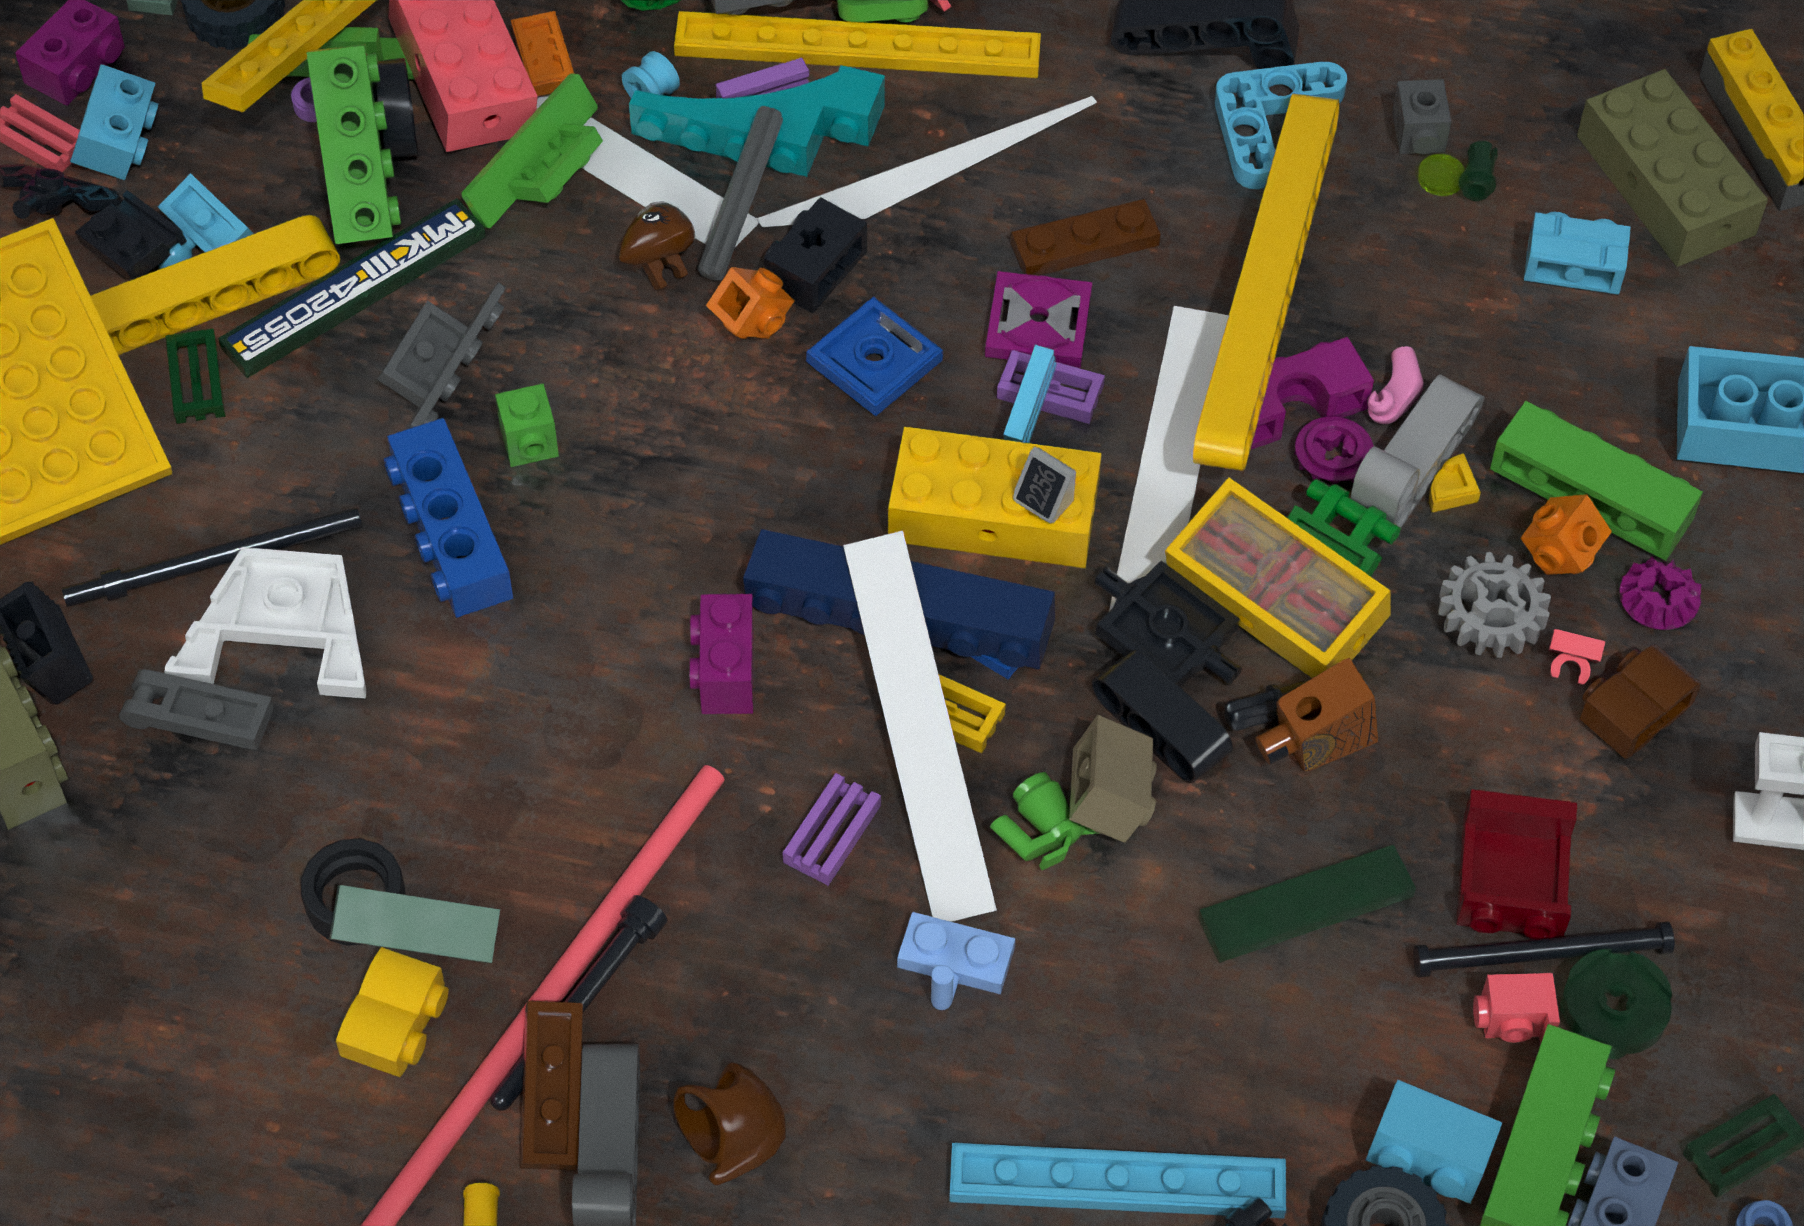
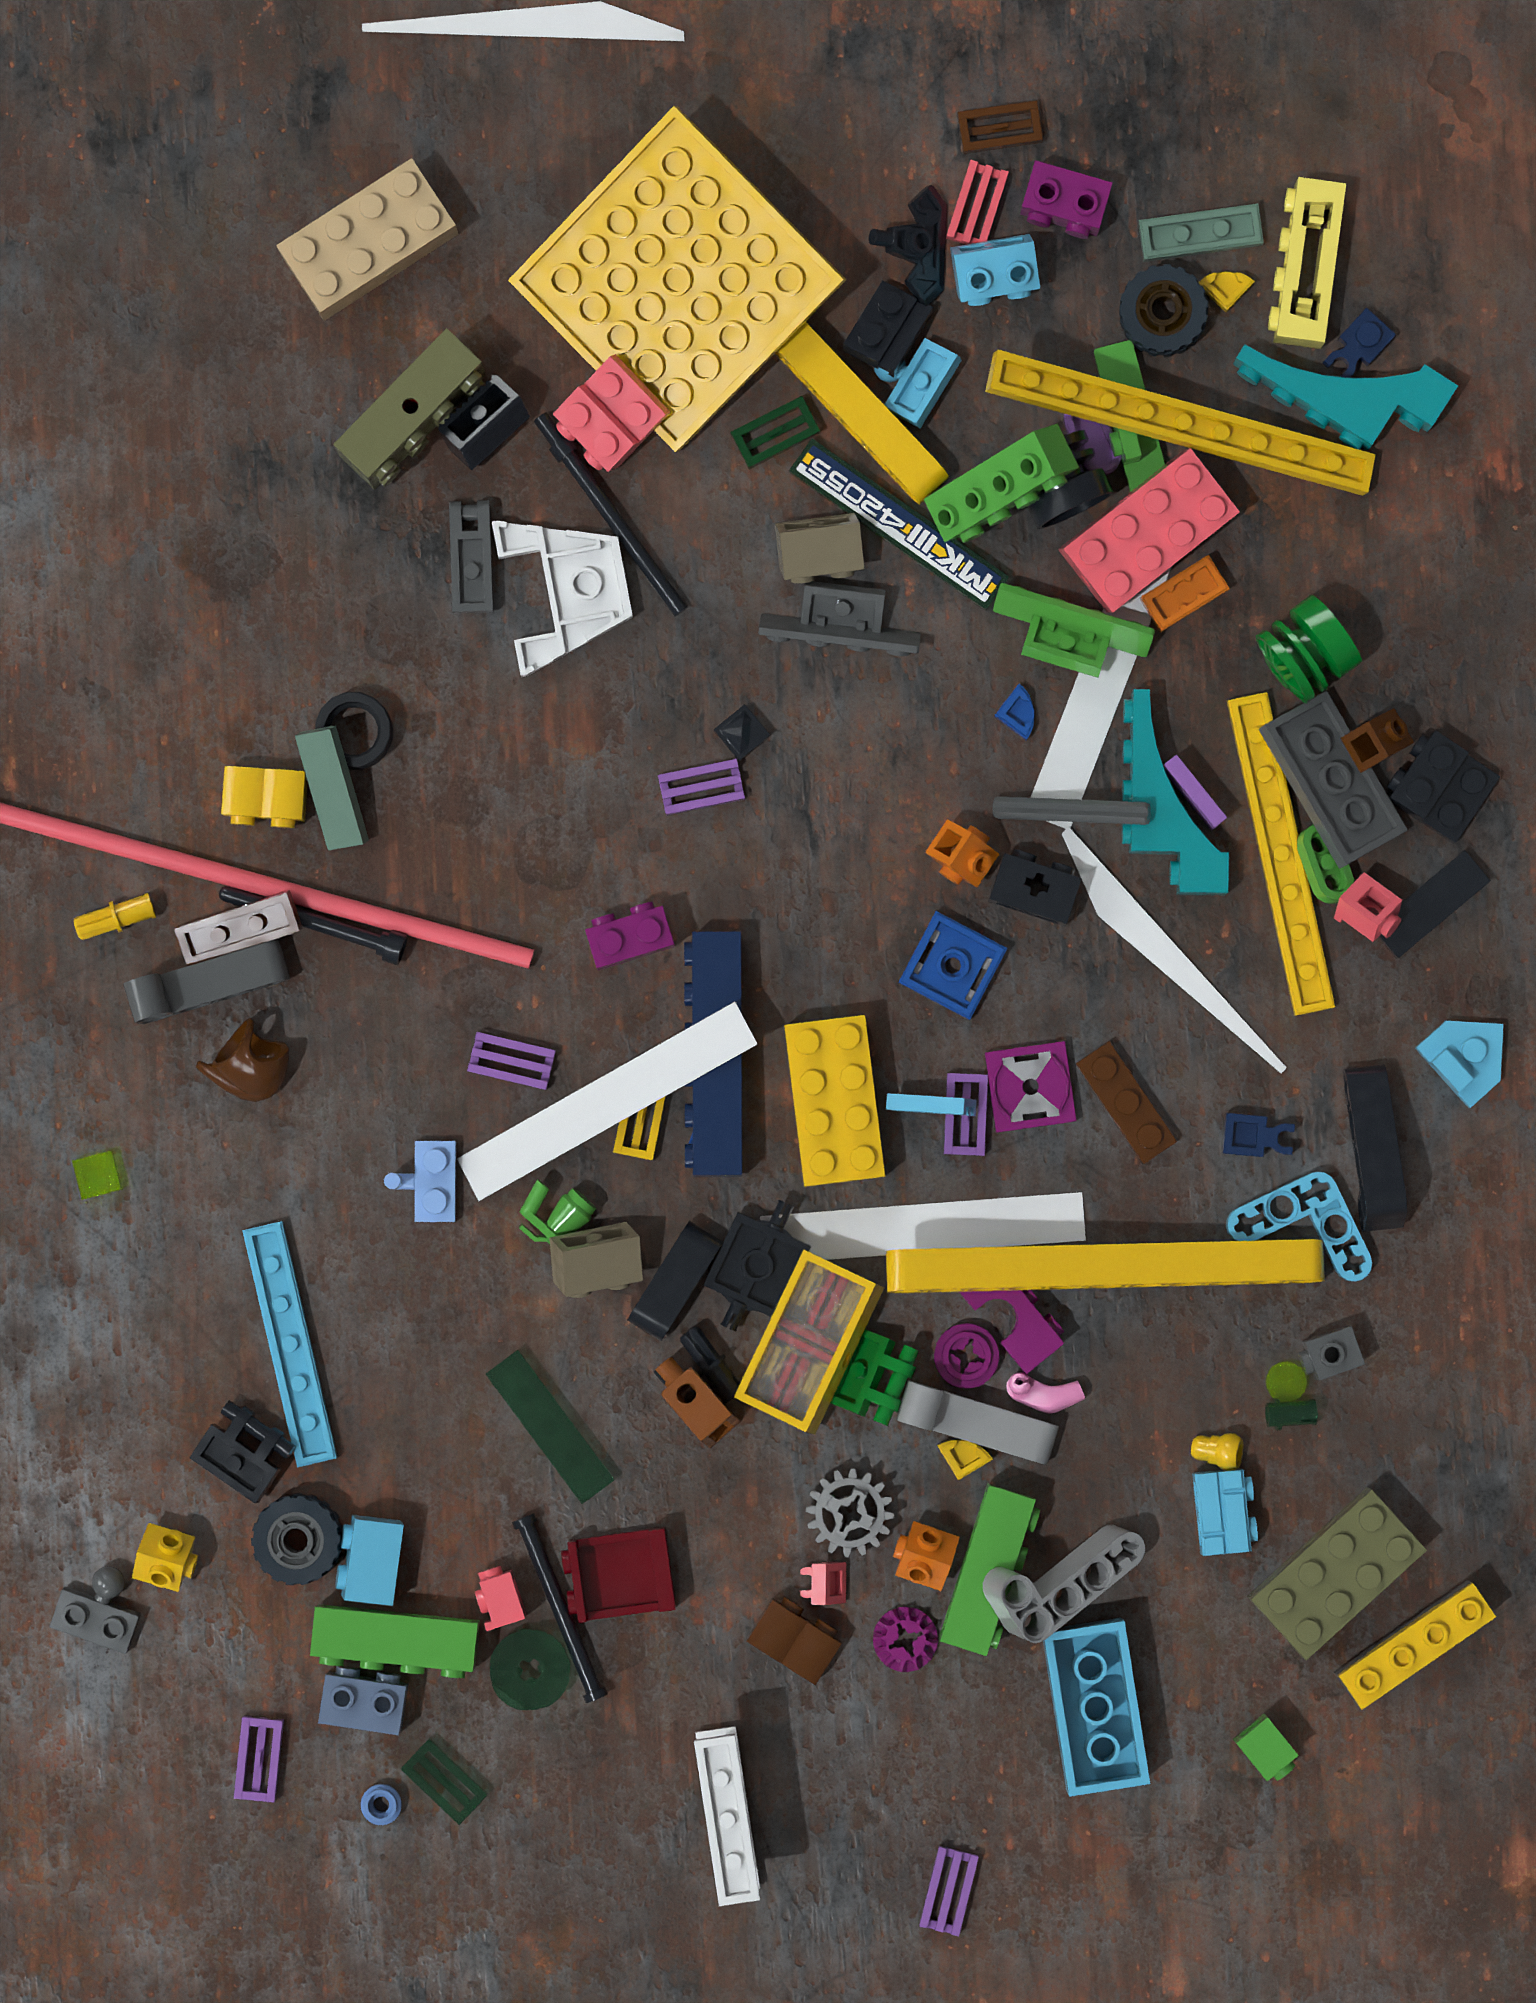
camera: 75 degrees right, 30 degrees up
(96, 516) = (610, 414): none -> coral plate
(345, 351) = (819, 547): none -> dark tan brick
(469, 581) = (651, 730): blue brick -> none
(526, 491) = (741, 732): none -> black tile
(527, 425) = (792, 715): bright green brick -> none
(577, 514) = (668, 793): none -> medium lavender tile
(605, 231) = (1018, 712): none -> blue tile
(652, 76) = (1179, 694): medium azure wheel -> none
(656, 239) = (1005, 758): reddish brown piece -> none
(1045, 486) = (822, 1143): slope -> none
(1159, 133) = (1249, 1135): none -> dark blue plate
(1507, 238) = (1222, 1450): none -> yellow piece
(1648, 417) = (1112, 1555): none -> light grey beam

